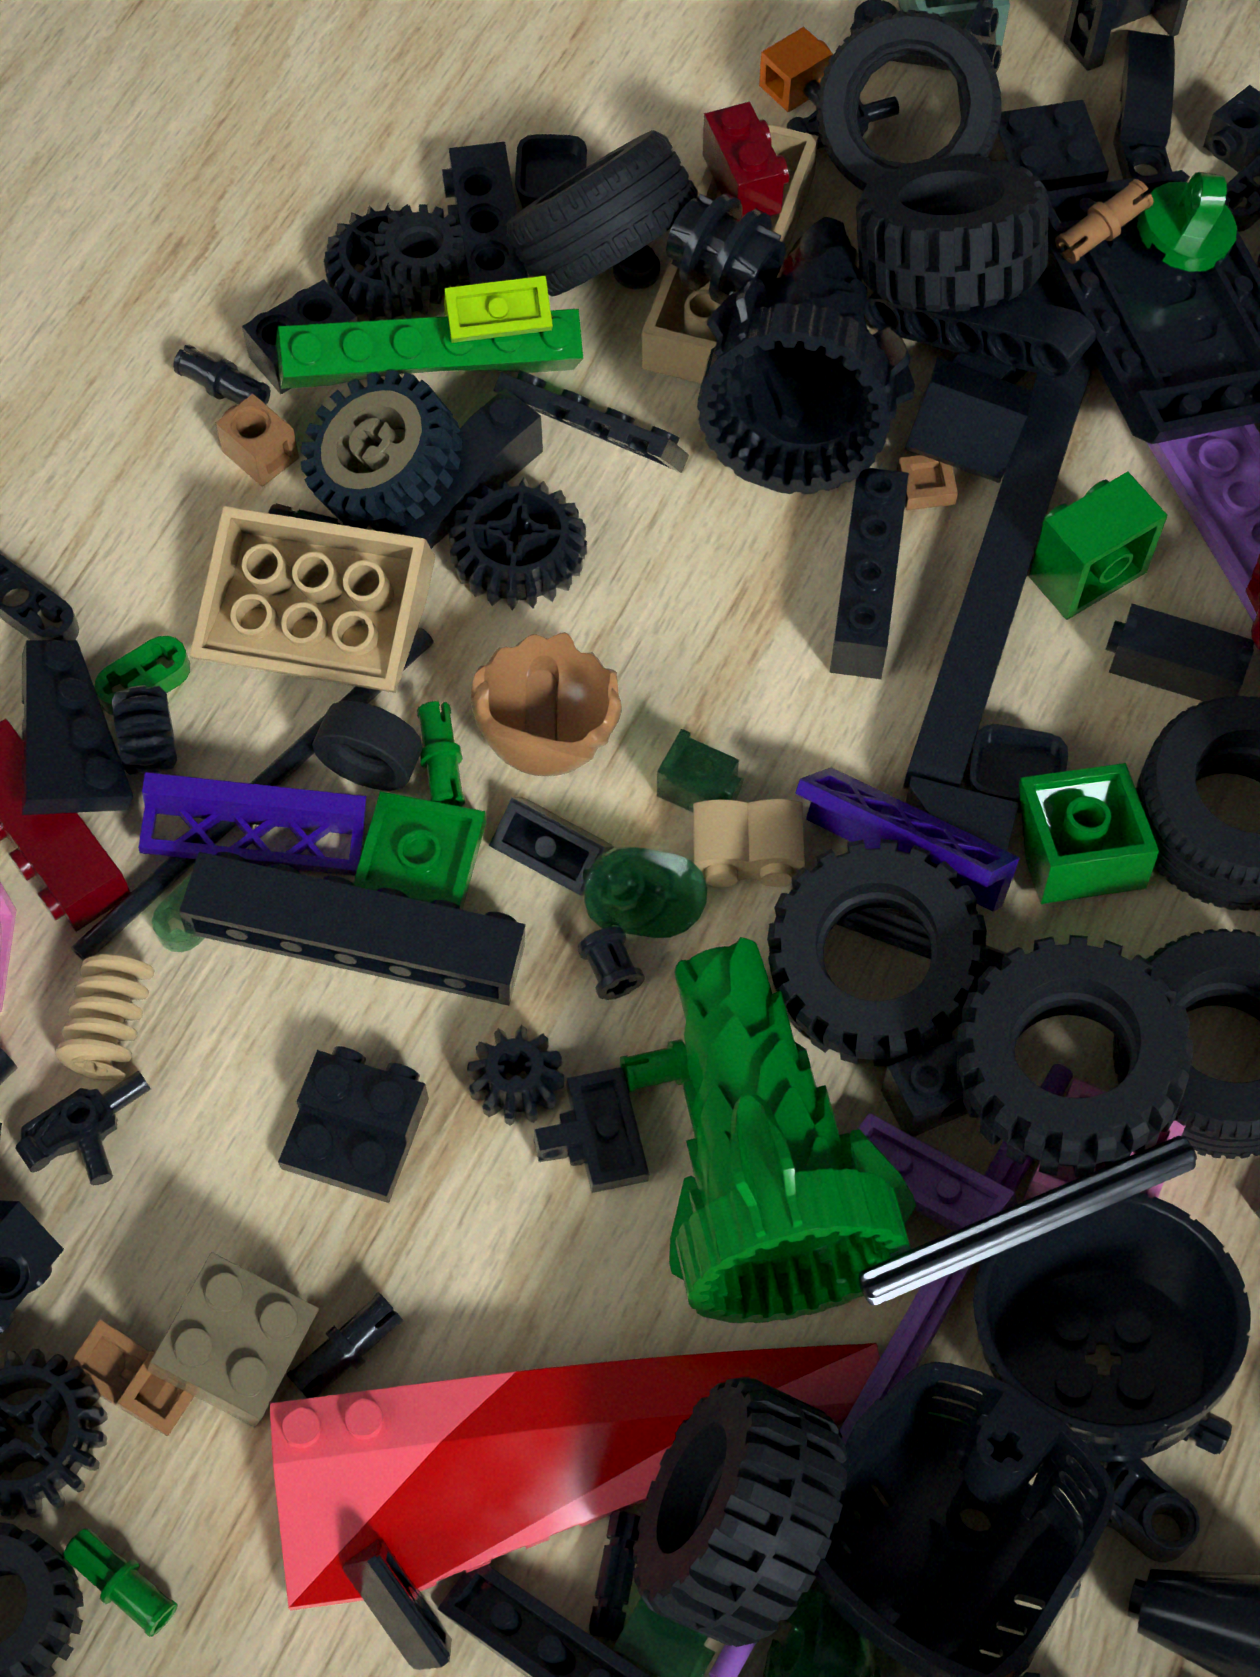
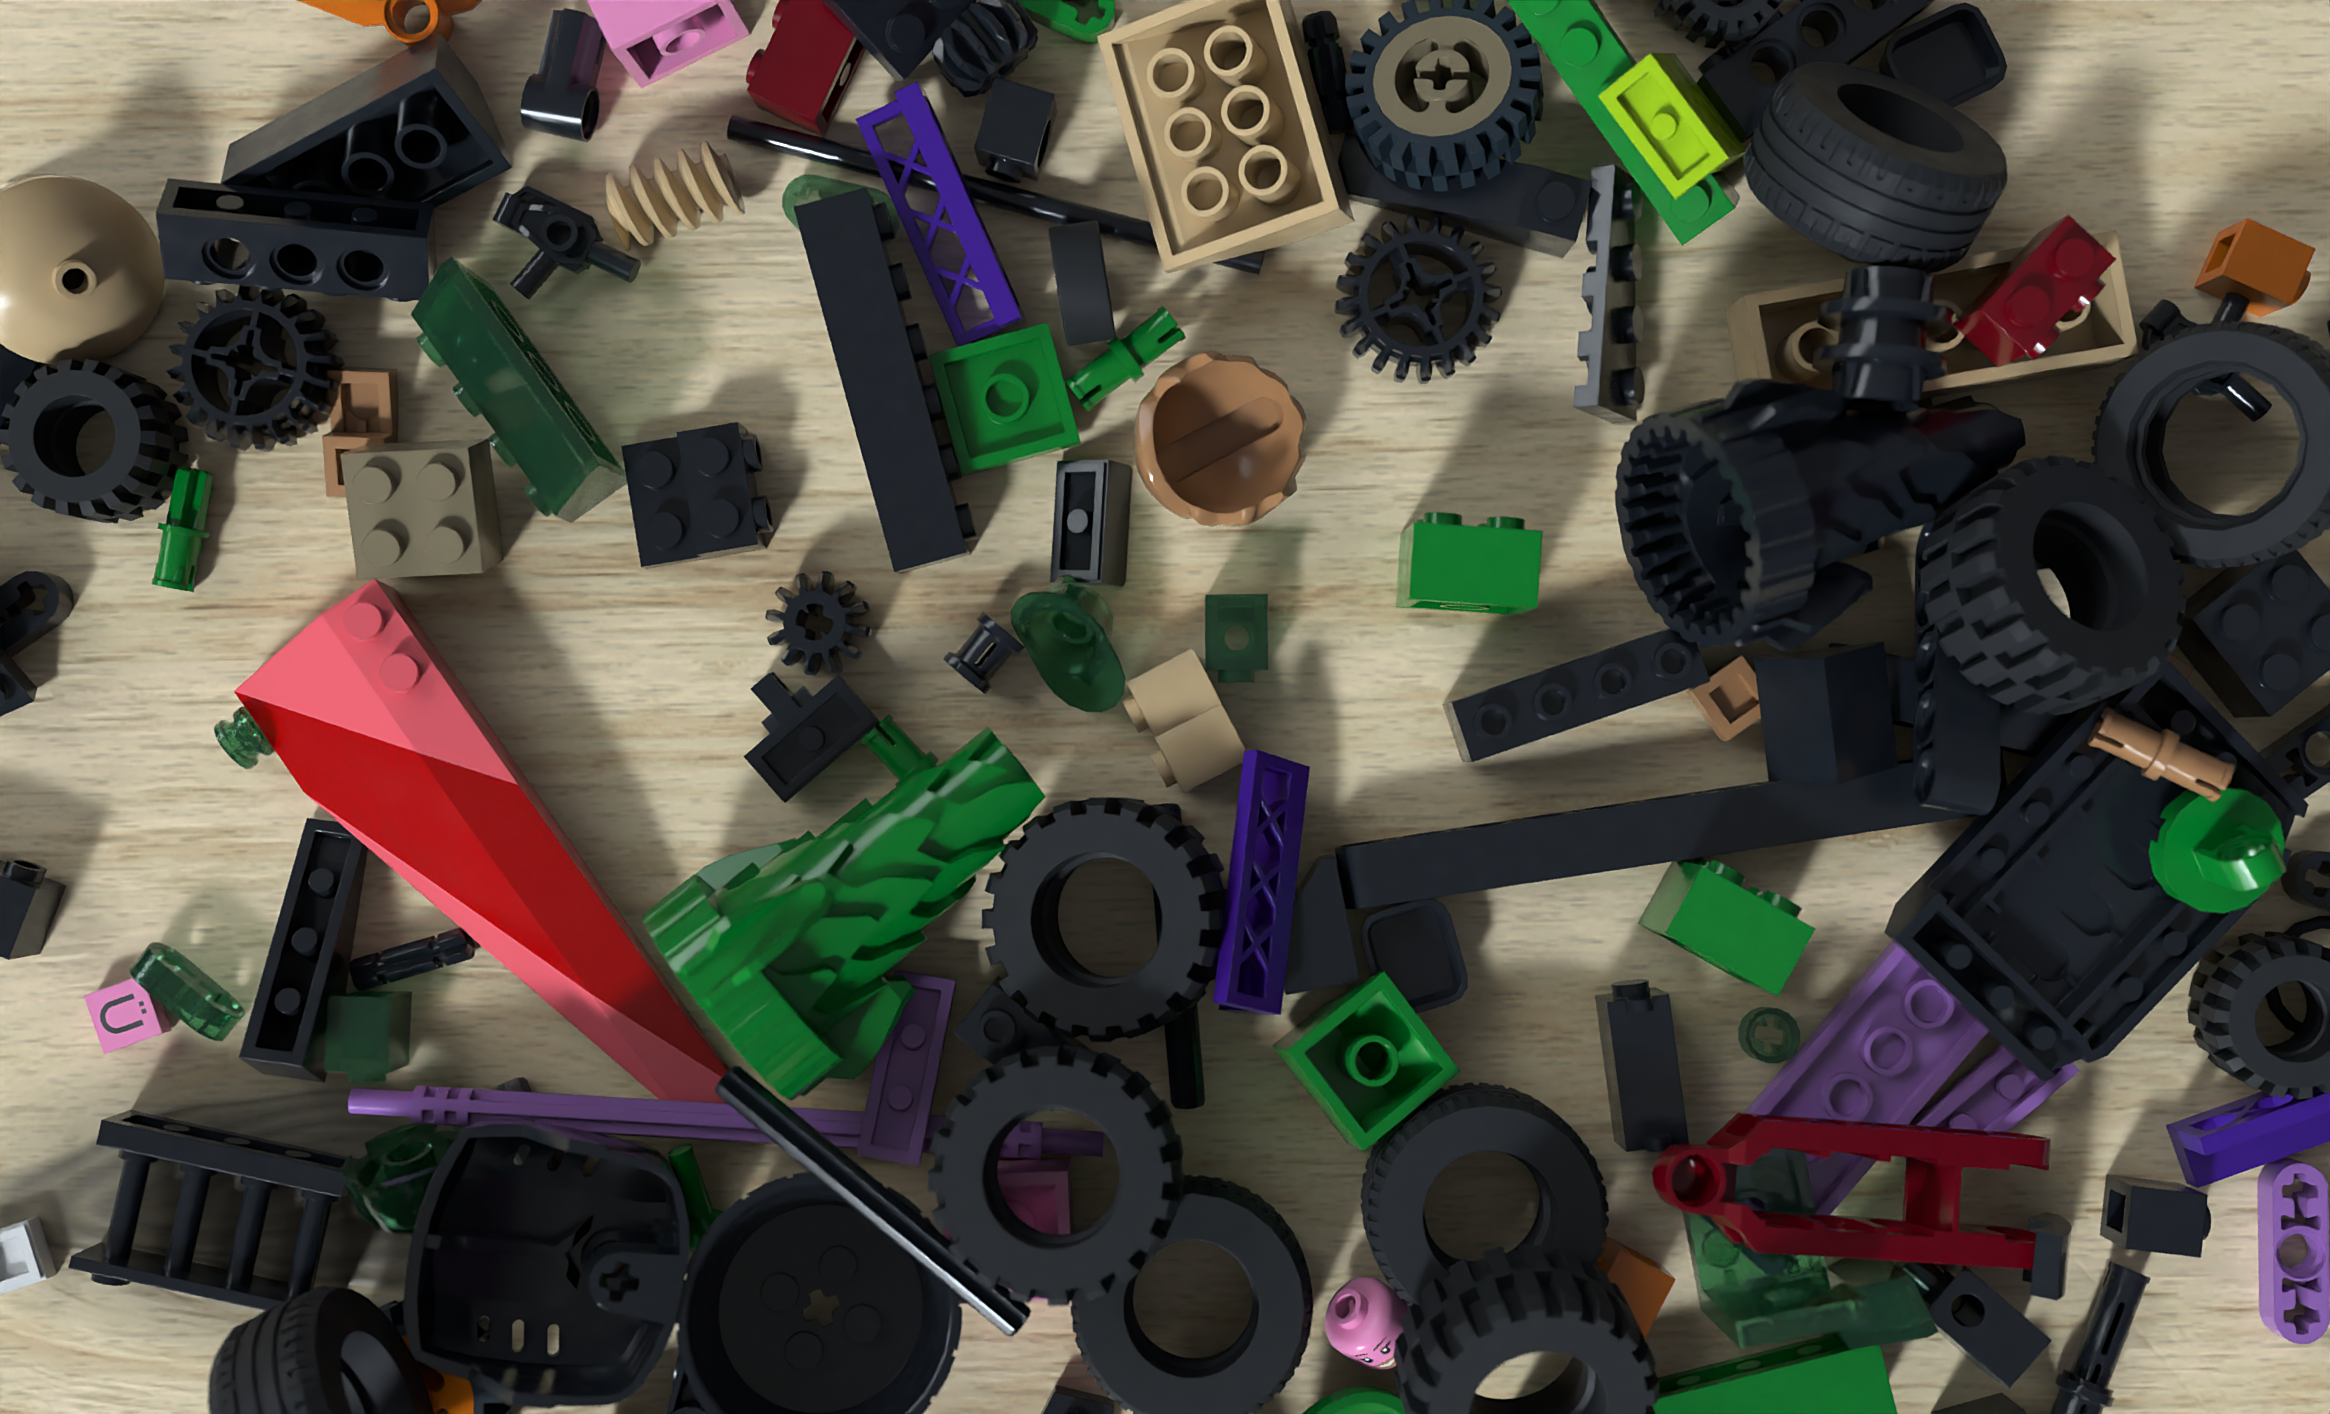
camera: 60 degrees right, 25 degrees up
(183, 1210) = (516, 394): none -> clear green slope
(220, 744) = (1015, 131): none -> black brick
(336, 1619) = (242, 739): none -> clear green bush
(345, 1347) = (483, 609): black pin -> none
(399, 1607) = (279, 791): slope -> none
(737, 588) = (1469, 567): none -> green brick
(740, 1512) = (469, 1060): black tyre -> none
(1200, 581) = (1755, 1047): none -> clear green bush

